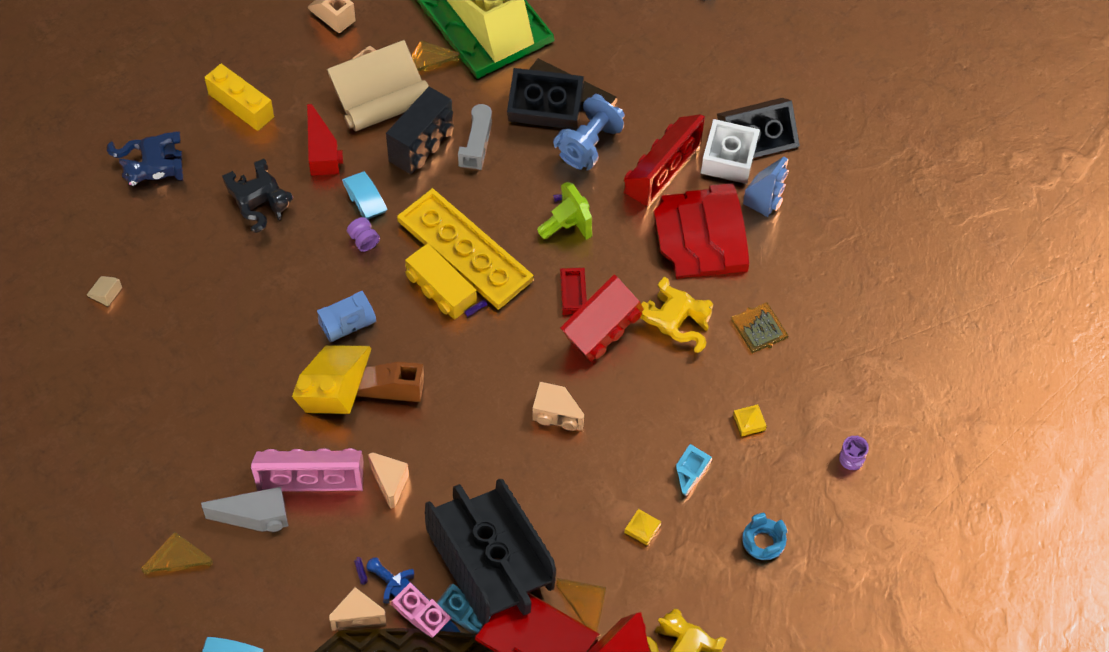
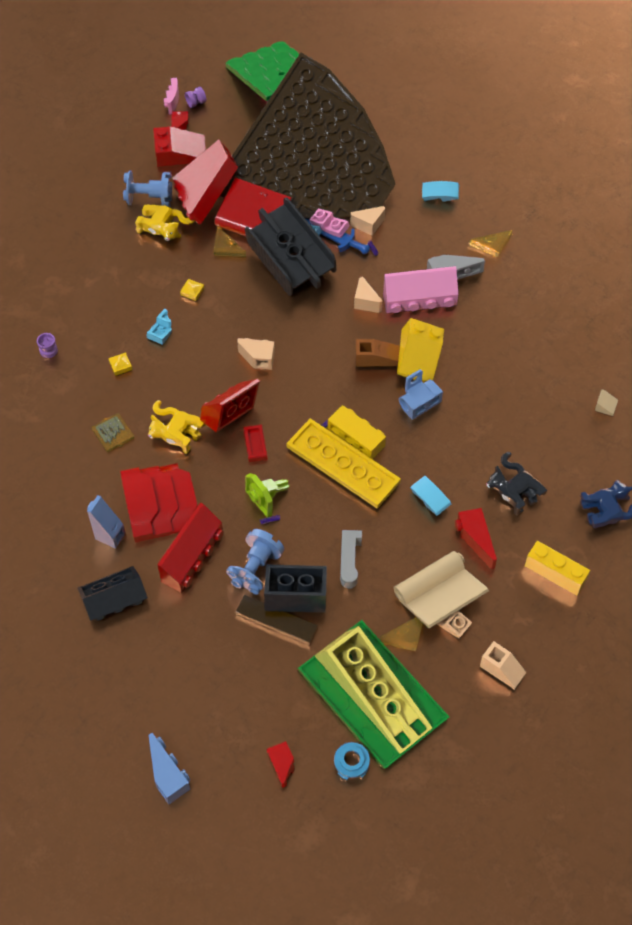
camera: 175 degrees right, 0 degrees up
(363, 234) = (424, 463): medium lavender wheel -> none
(420, 130) = (396, 545): black brick -> none
(730, 151) = (136, 555): white slope -> none
(761, 524) = (106, 283): dark azure piece -> none

